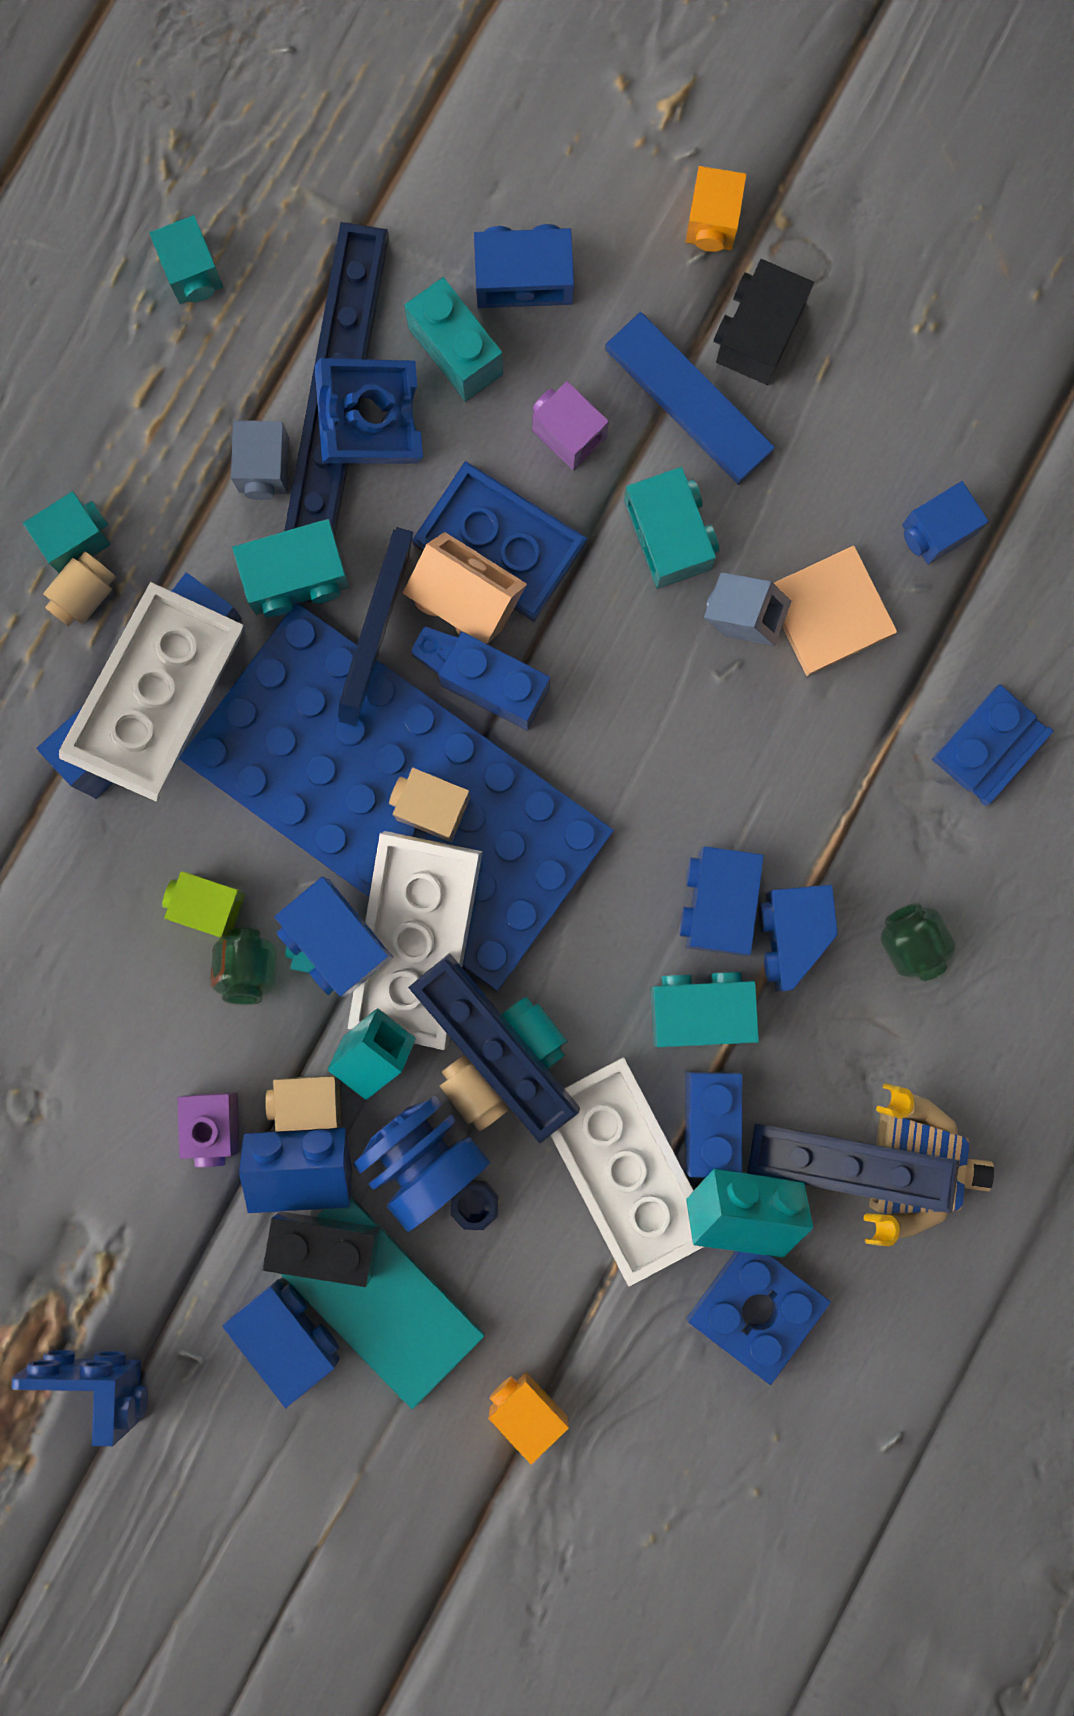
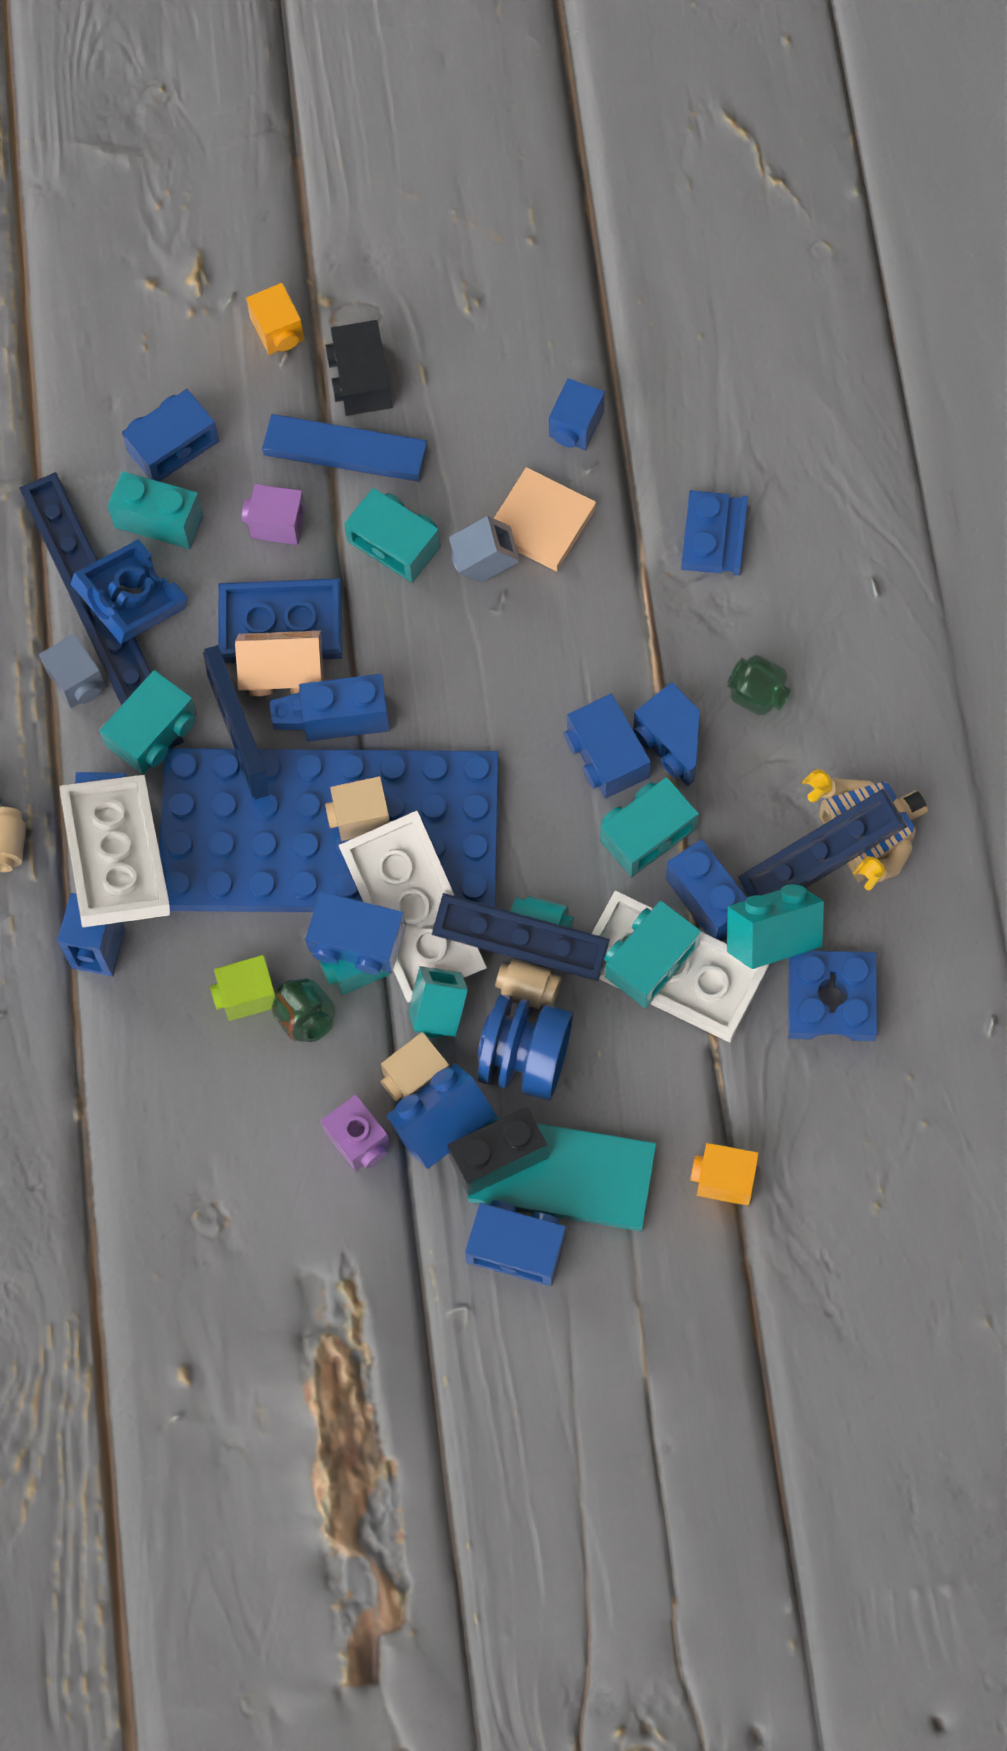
camera: 30 degrees left, 15 degrees down
(113, 1378) = (399, 1345): blue bracket -> none
(475, 1206) = (584, 1061): dark blue tile -> none
(609, 1156) = (651, 953): none -> teal brick

